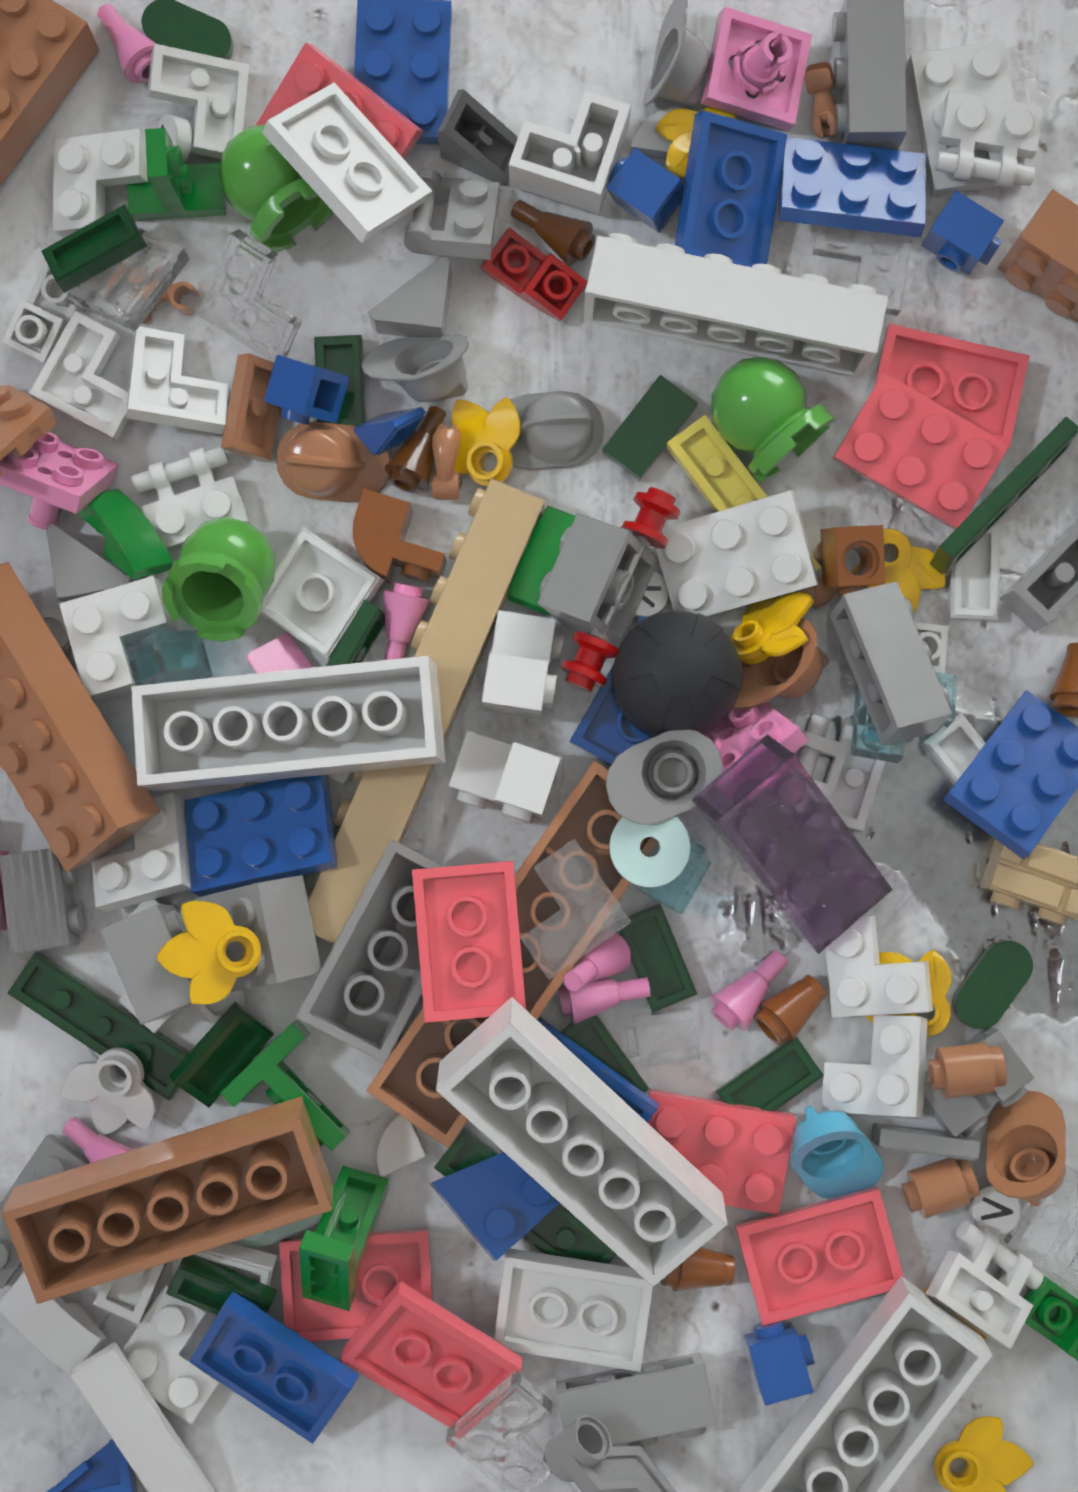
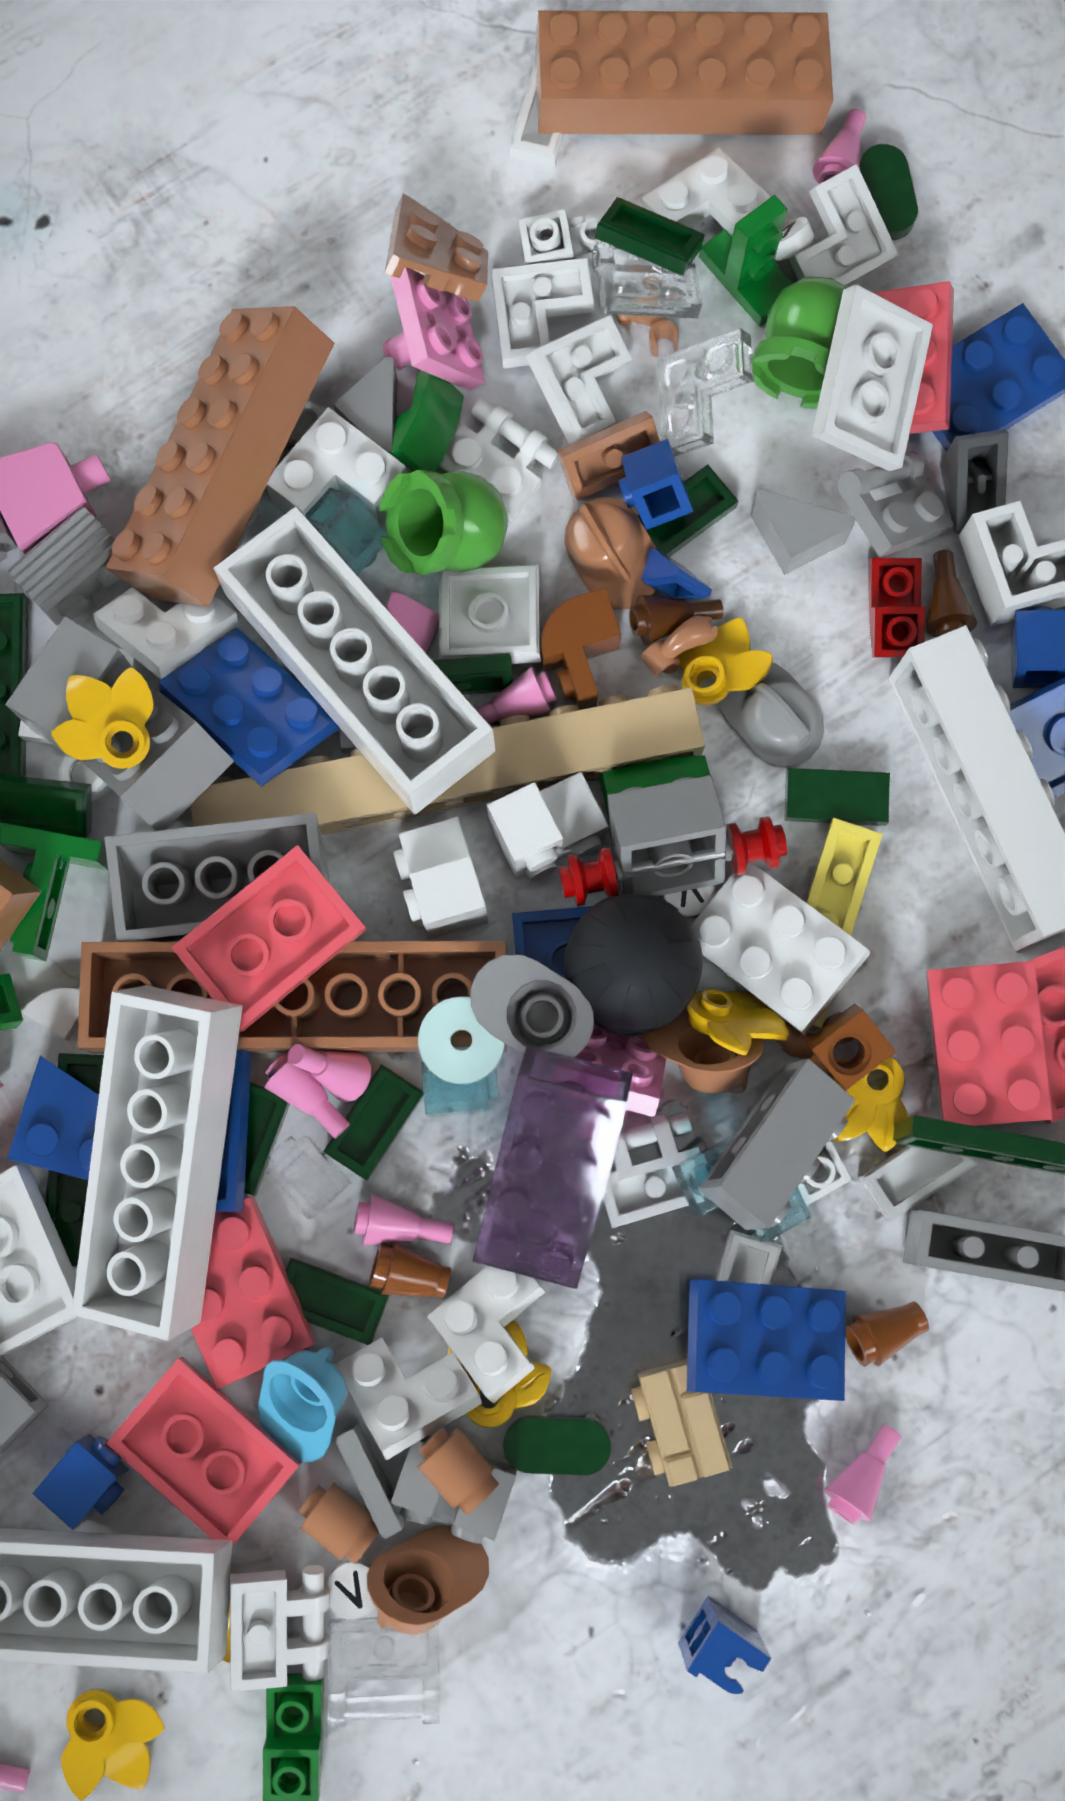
camera: 55 degrees right, 5 degrees down
(422, 365) = (747, 567): light grey piece -> none
(586, 914) = (362, 1026): clear plate -> none
(702, 1270) = (120, 1351): dark orange cone -> none
(764, 412) = (920, 882): bright green tile -> none

